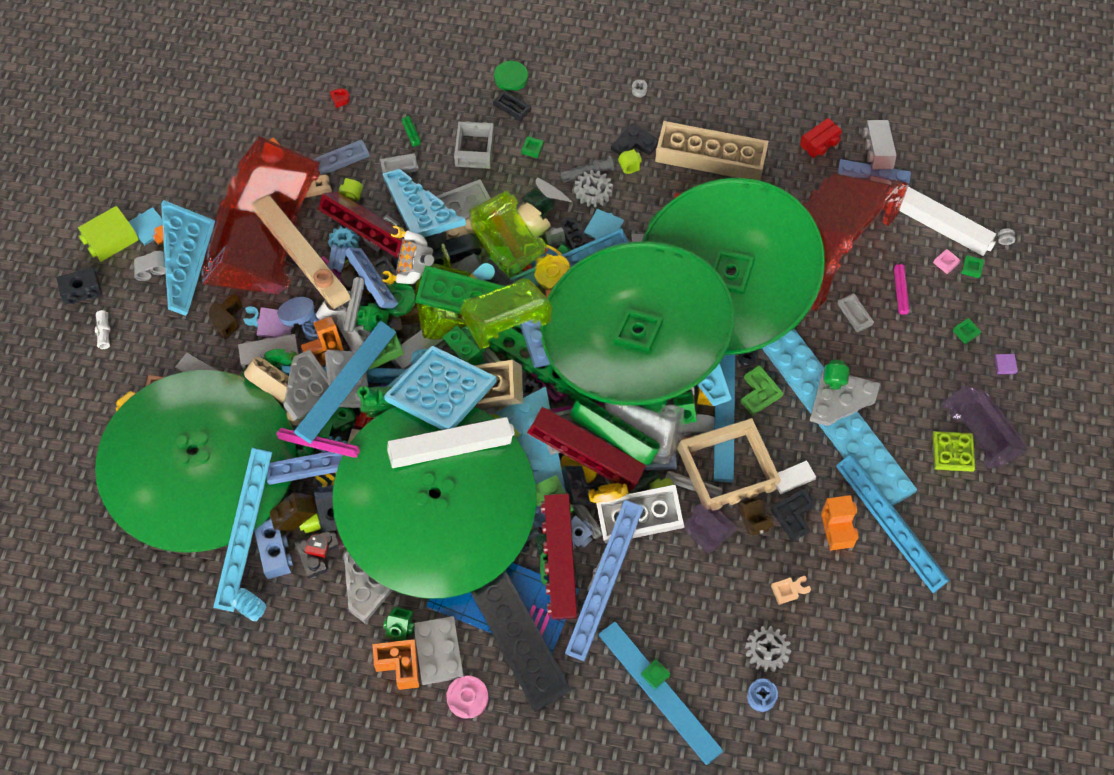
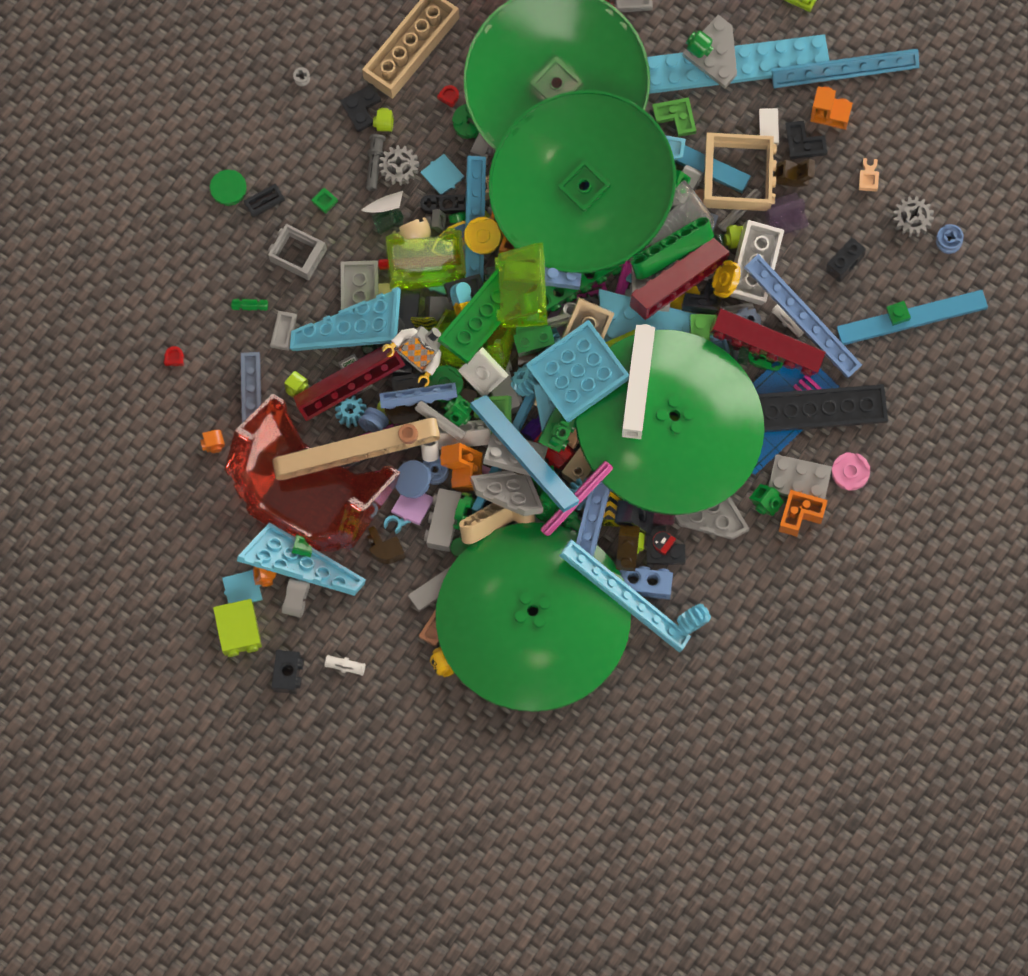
camera: 60 degrees left, 10 degrees up
(198, 250) = (301, 546): none -> green tile
(416, 321) = (483, 372): none -> white tile
(688, 601) = (845, 260): none -> black brick

